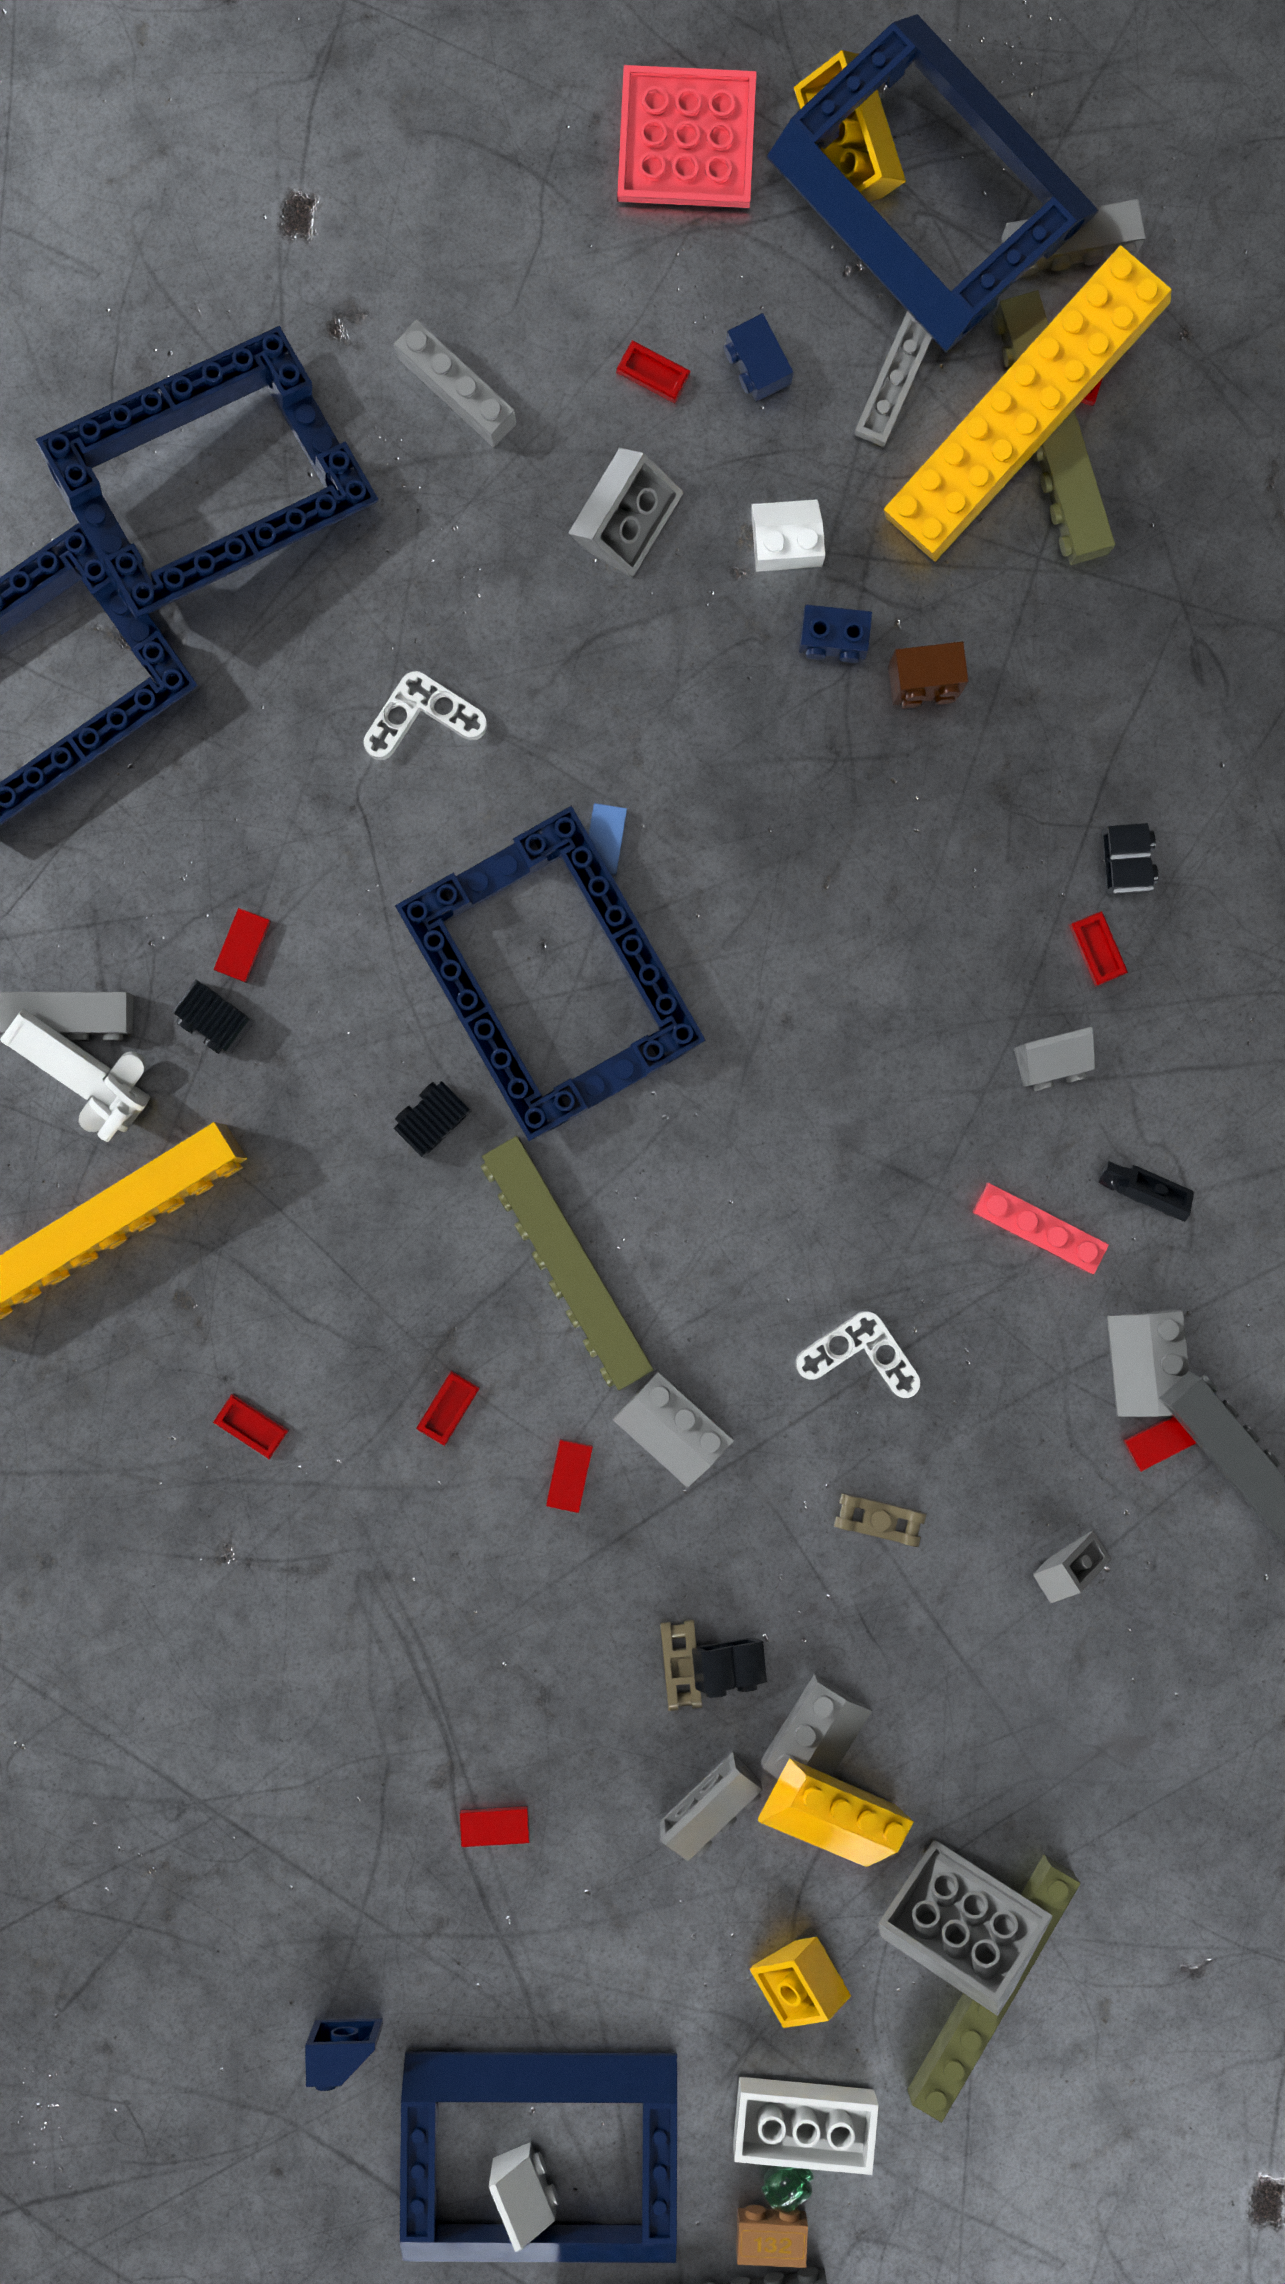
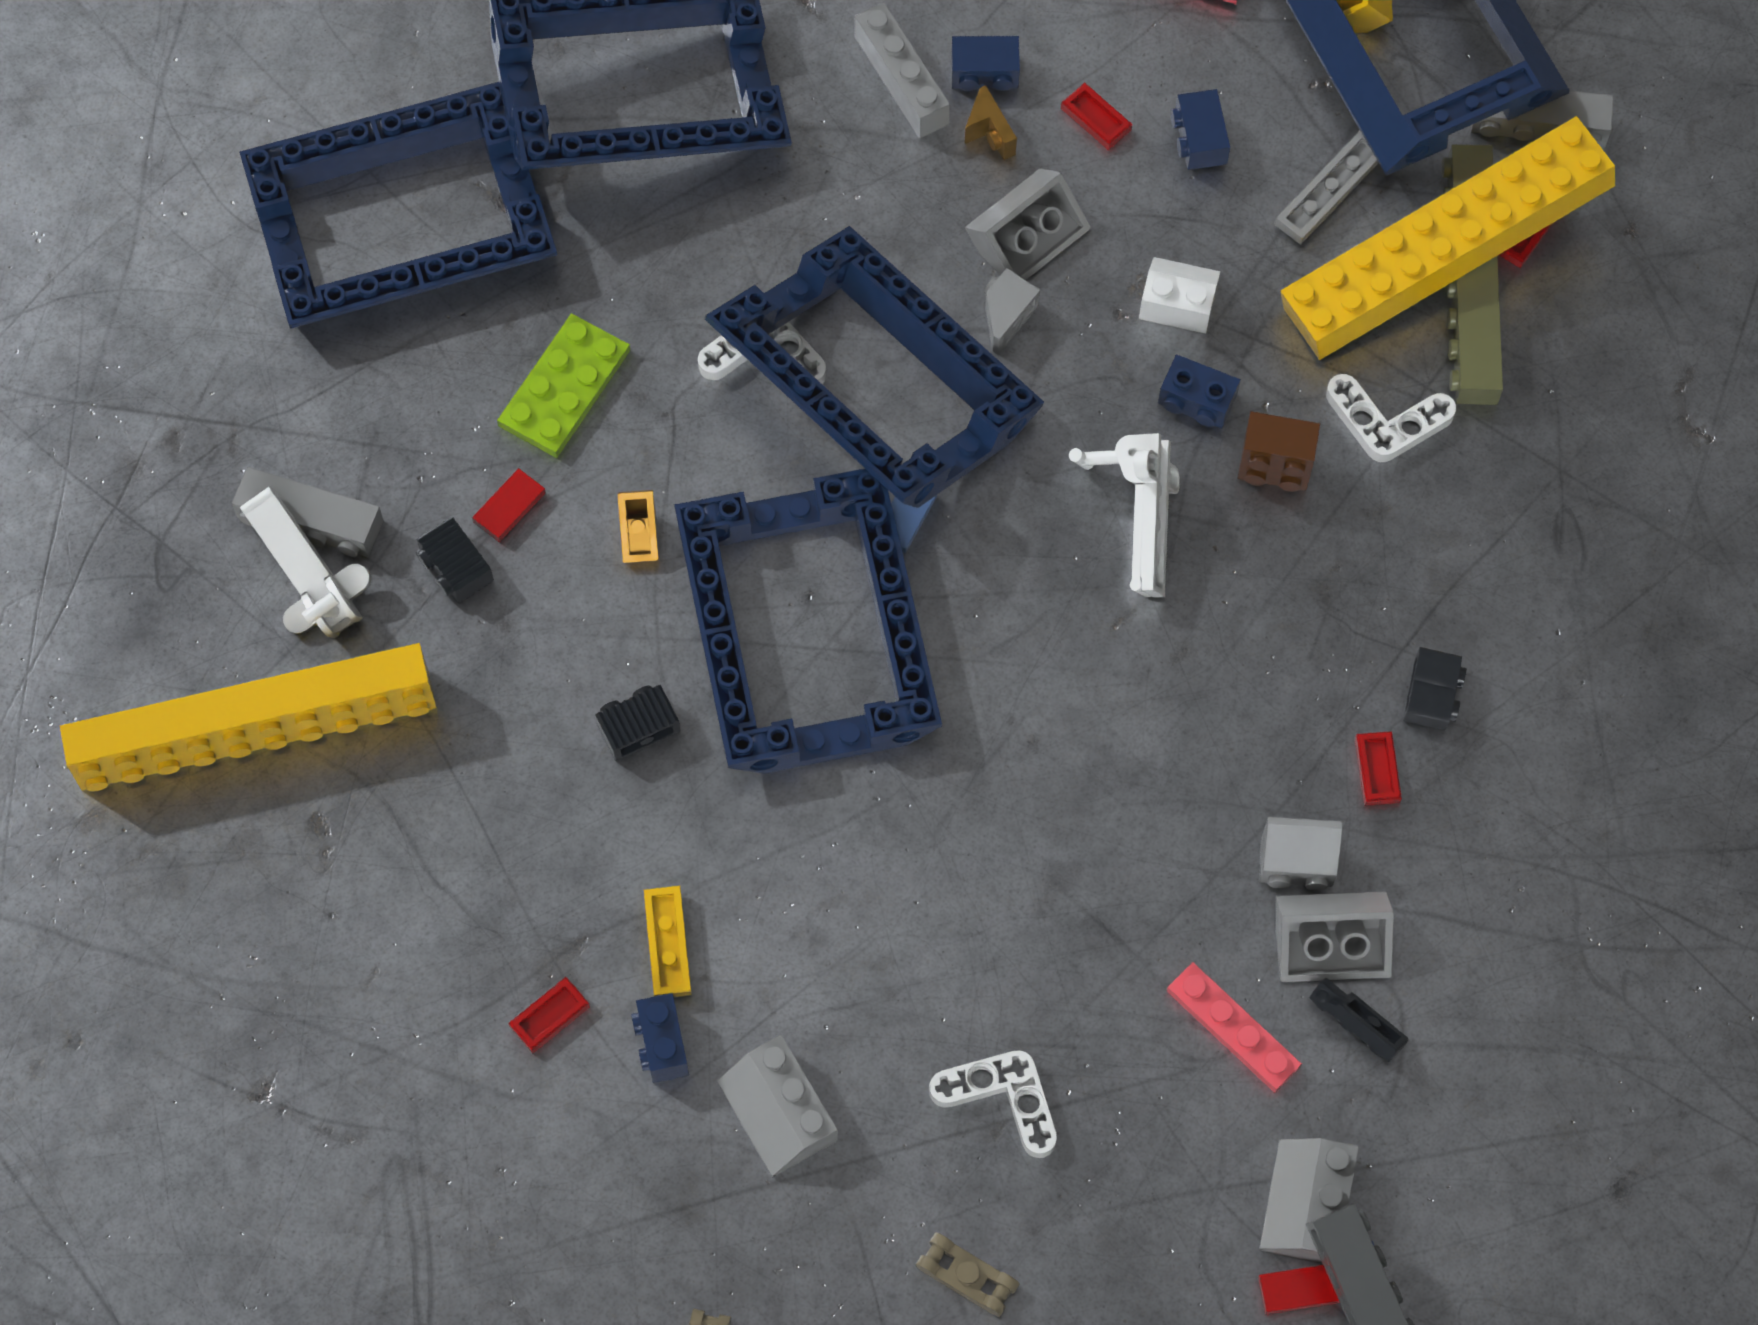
camera: 20 degrees right, 20 degrees down
(249, 810) = (563, 385): none -> lime plate
(251, 1426) = (339, 969): red tile -> none
(368, 933) = (638, 526): none -> slope
(528, 1312) = (667, 941): none -> yellow plate
(532, 349) = (985, 62): none -> dark blue brick
(553, 410) = (989, 121): none -> pearl gold slope
(553, 1401) = (662, 1038): none -> dark blue brick
(564, 649) = (850, 263): none -> dark blue slope
(567, 1263) = (725, 904): olive brick -> none
(569, 1476) = (651, 1123): red tile -> none
(632, 601) = (1008, 306): none -> light grey slope
(818, 732) = (1148, 466): none -> white piece
(1021, 613) = (1388, 430): none -> white beam
(1105, 1120) = (1334, 936): none -> light grey slope

